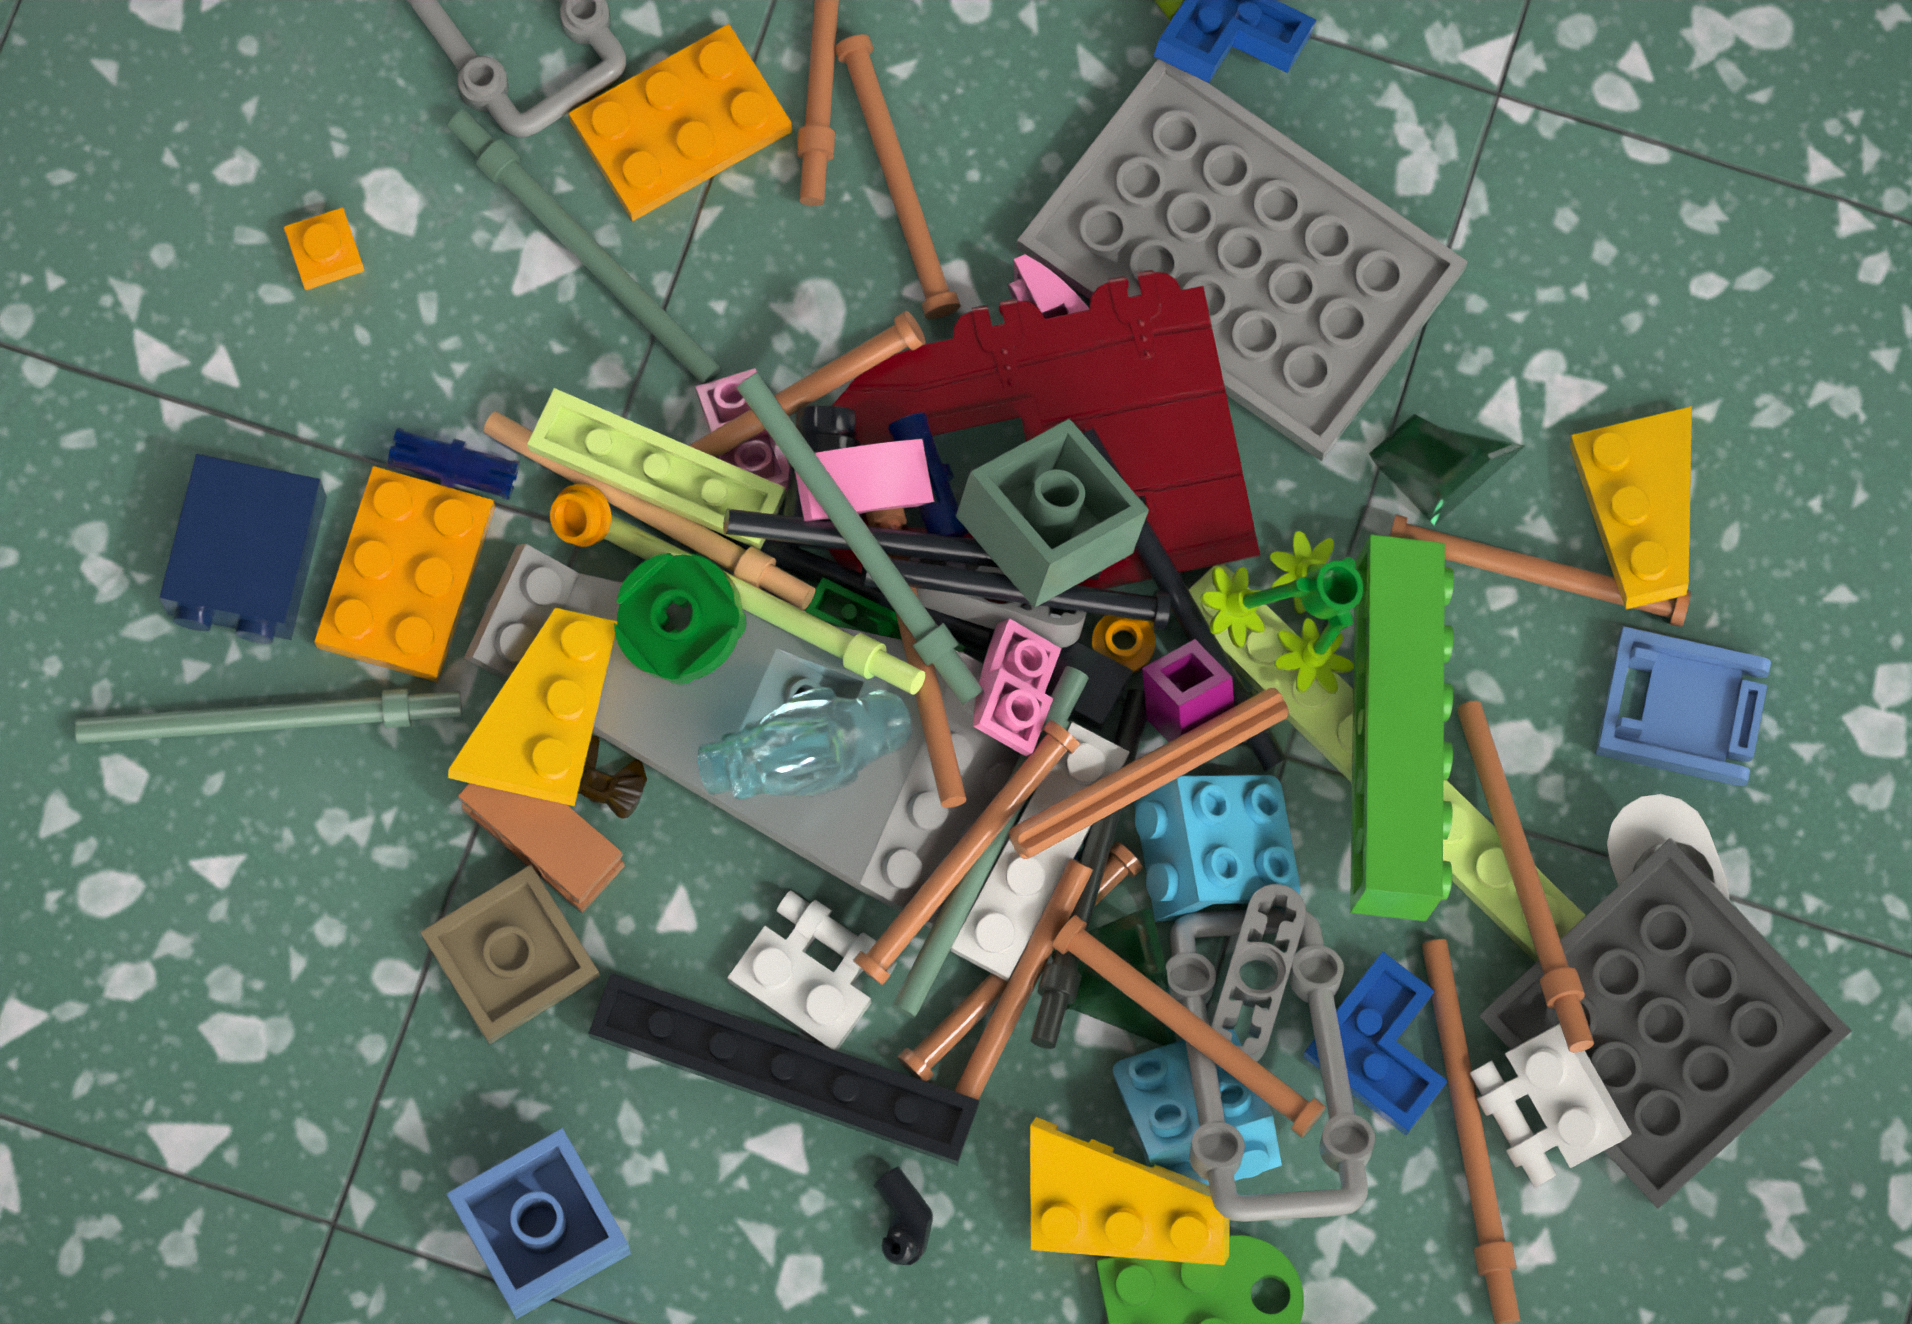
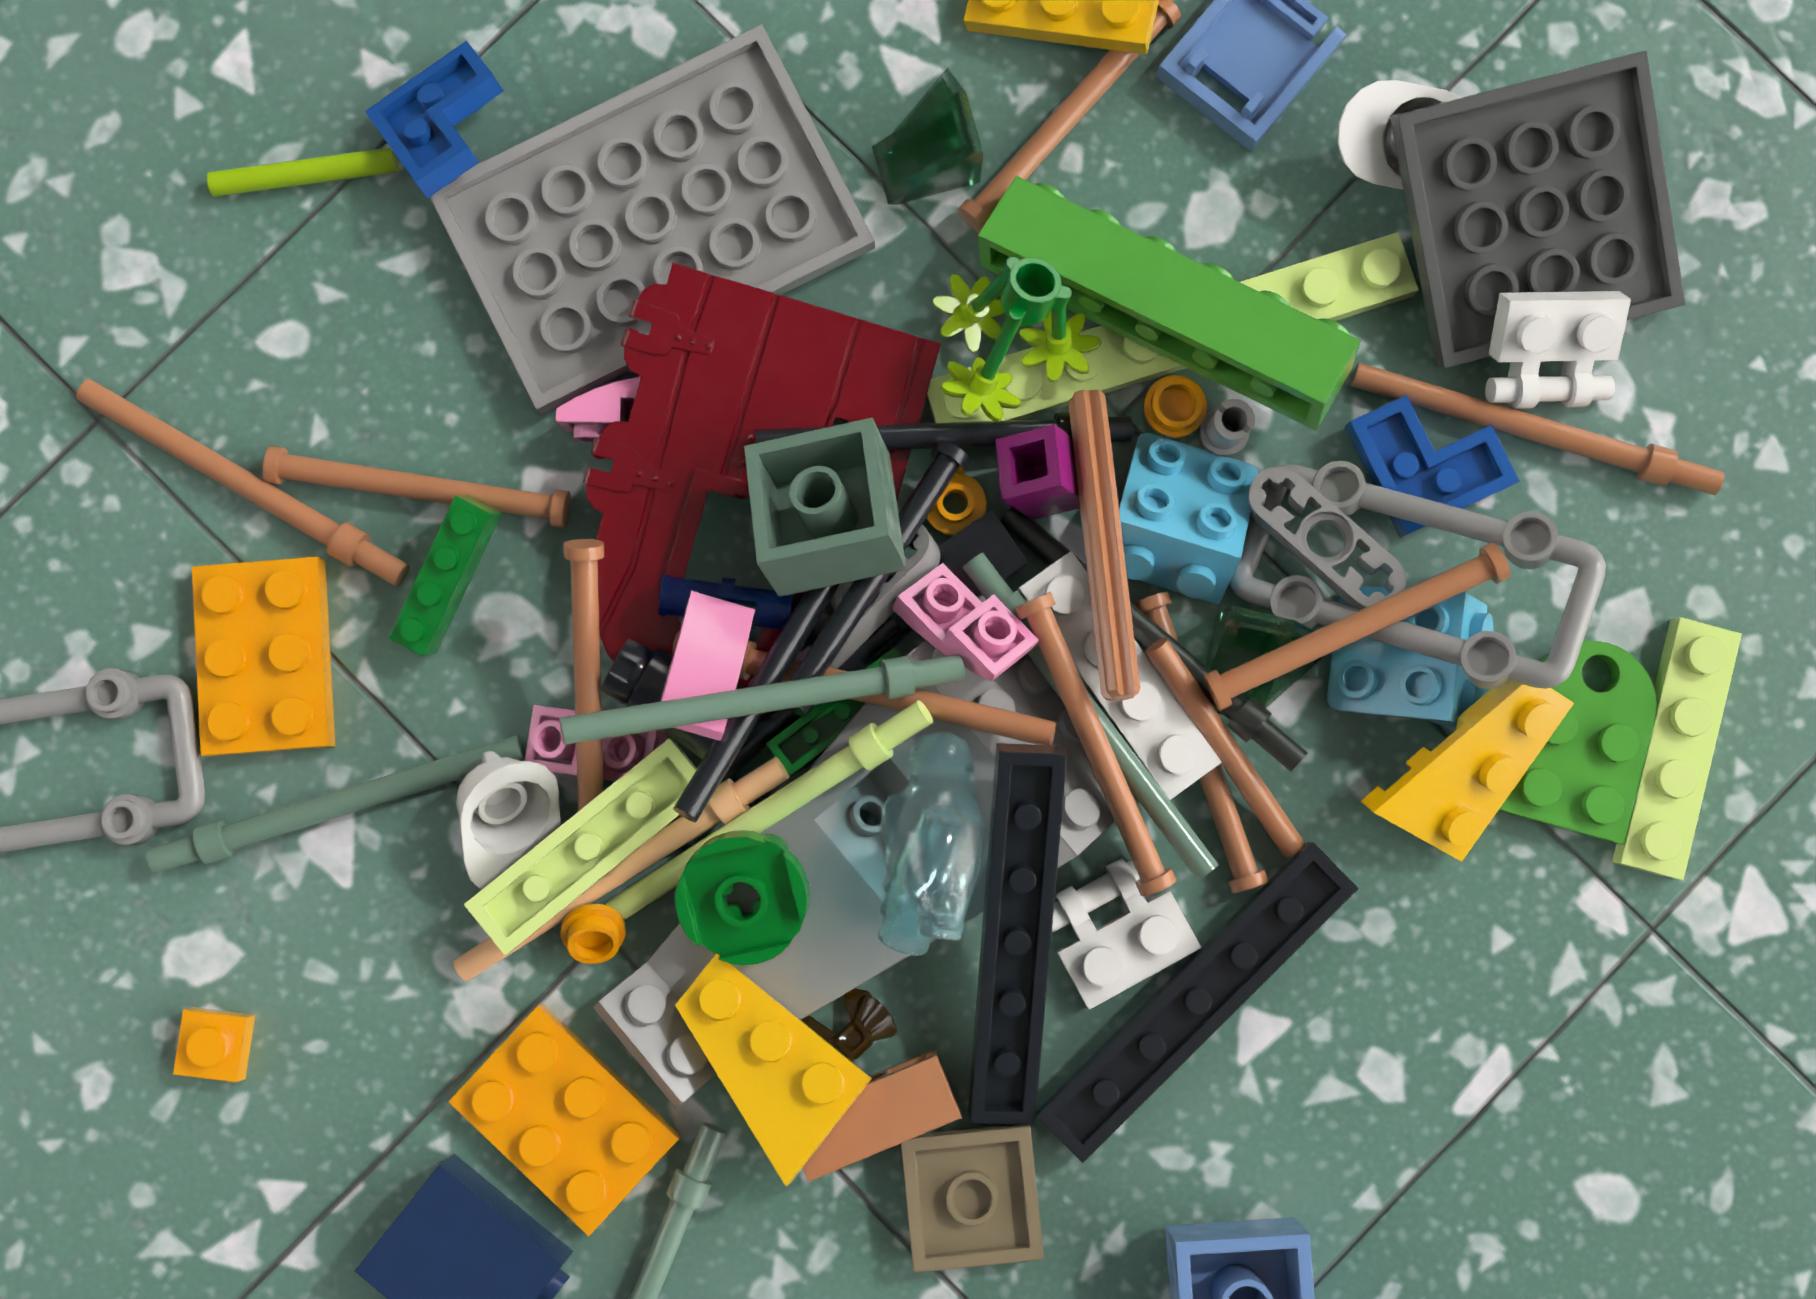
camera: 60 degrees left, 10 degrees up
(453, 463) = (483, 1026): clear blue pin -> none
(649, 384) = (504, 814): none -> white piece
(761, 863) = (1016, 932): none -> black plate
(830, 236) = (445, 575): none -> green piece
(910, 1219) = (1384, 955): black arm -> none
(1305, 852) = (1219, 439): none -> light grey pin
(1316, 794) = (1175, 406): none -> light orange plate
(1560, 982) = (1473, 281): nougat bar -> none

